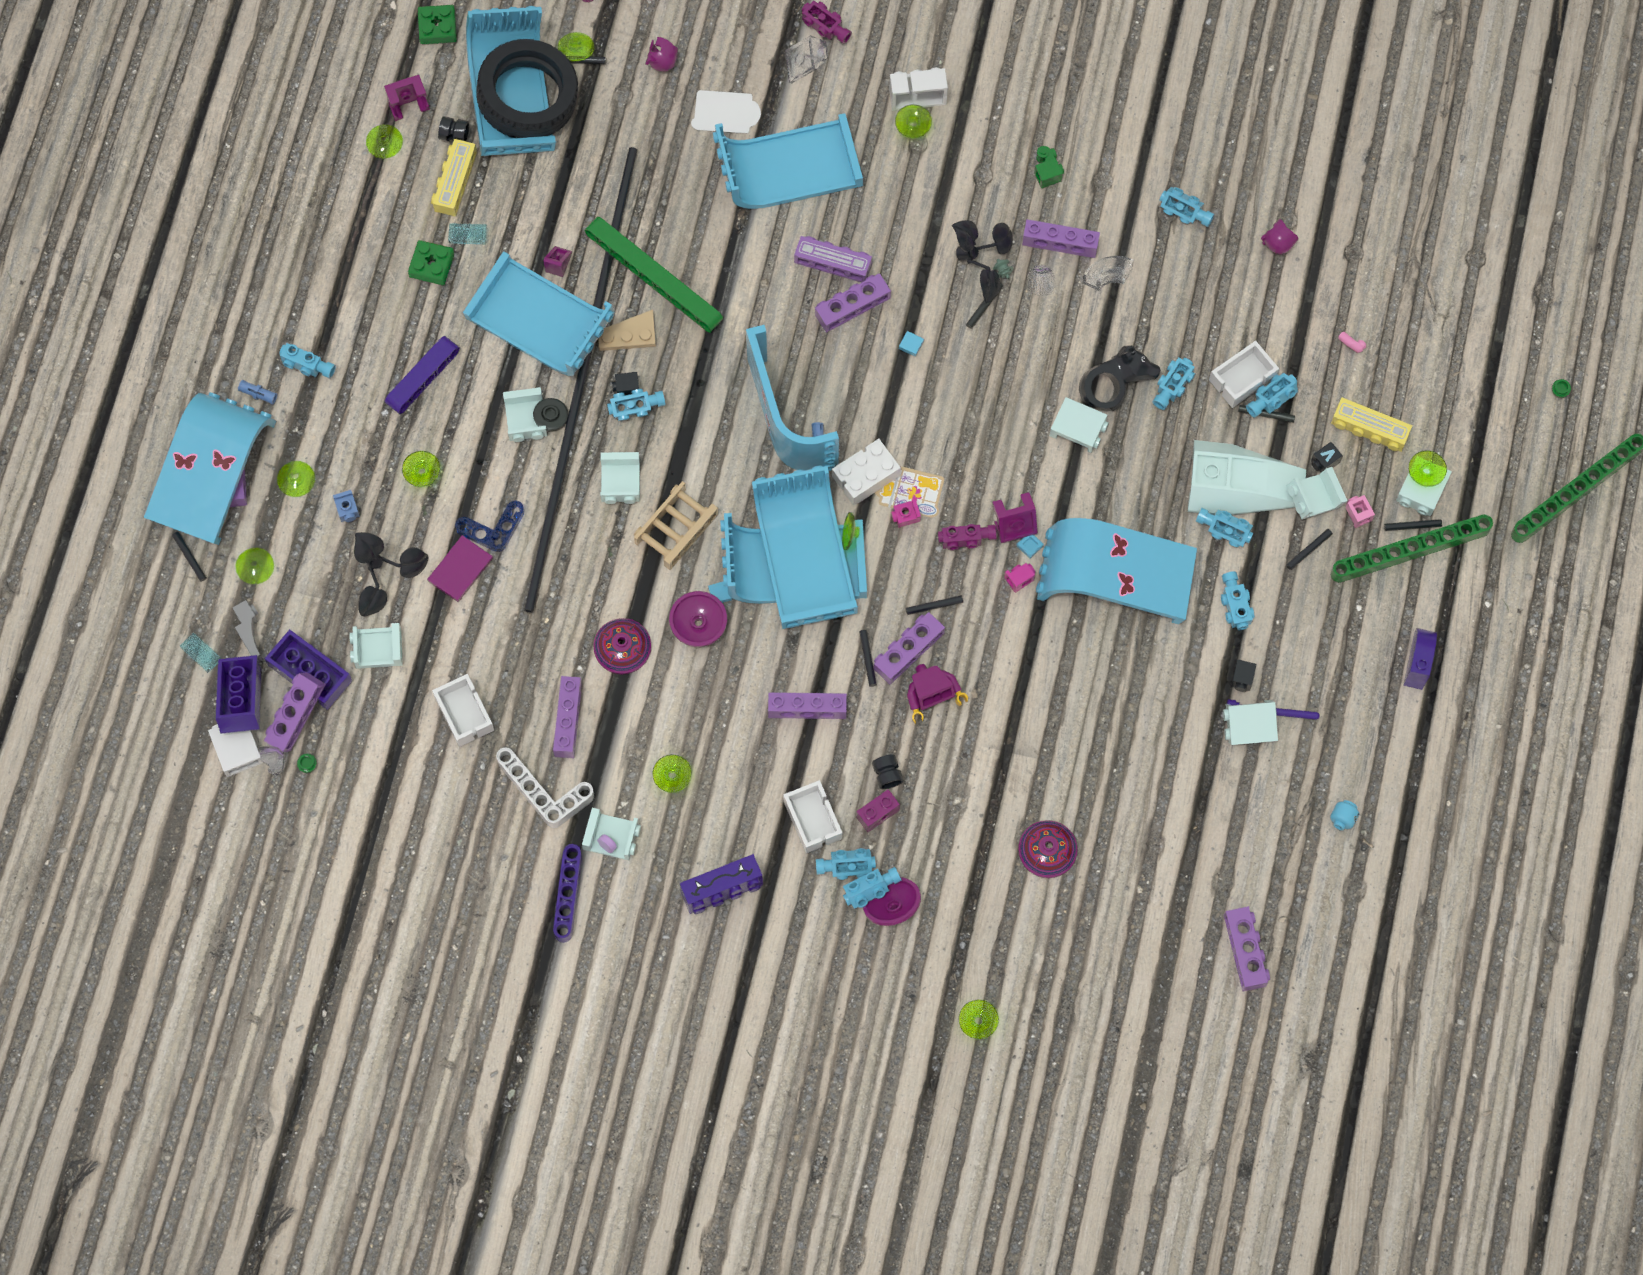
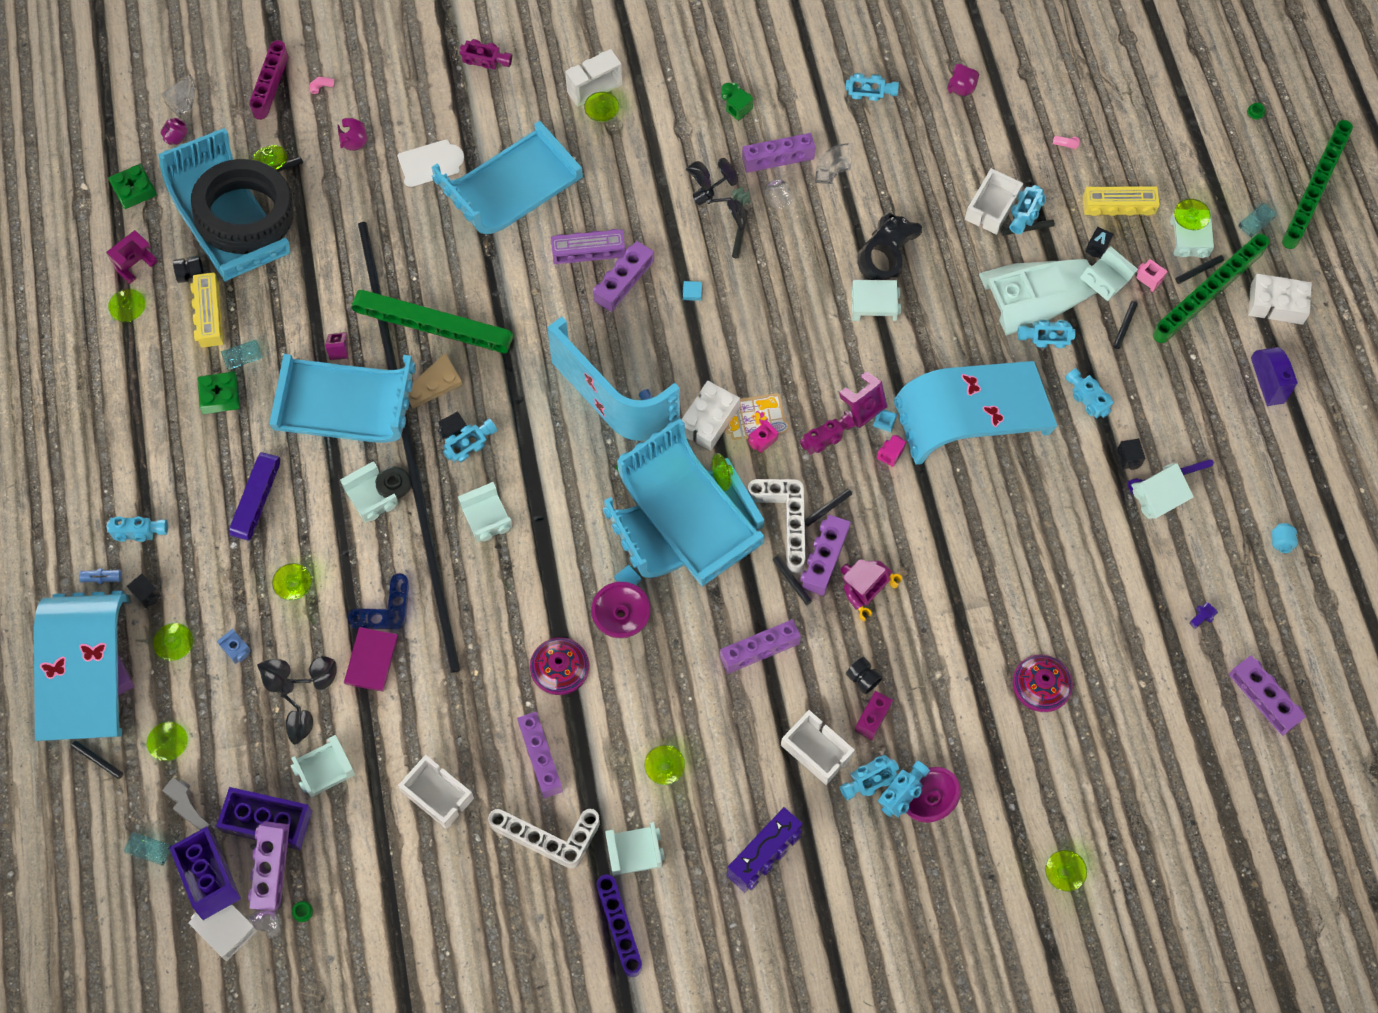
camera: 25 degrees left, 5 degrees down
(289, 422) = (144, 591): none -> black brick
(607, 843) = (635, 859): lavender tile -> none
(684, 542) = (571, 546): tan fence -> none
(805, 57) = (480, 90): clear slope -> none
(894, 600) = (792, 517): none -> white beam
(1174, 381) = (937, 233): medium azure brick -> none
(1231, 851) = (1206, 613): none -> dark purple piece
(1476, 586) = (1287, 297): none -> white piece
(1498, 499) = (1257, 220): none -> clear light blue plate

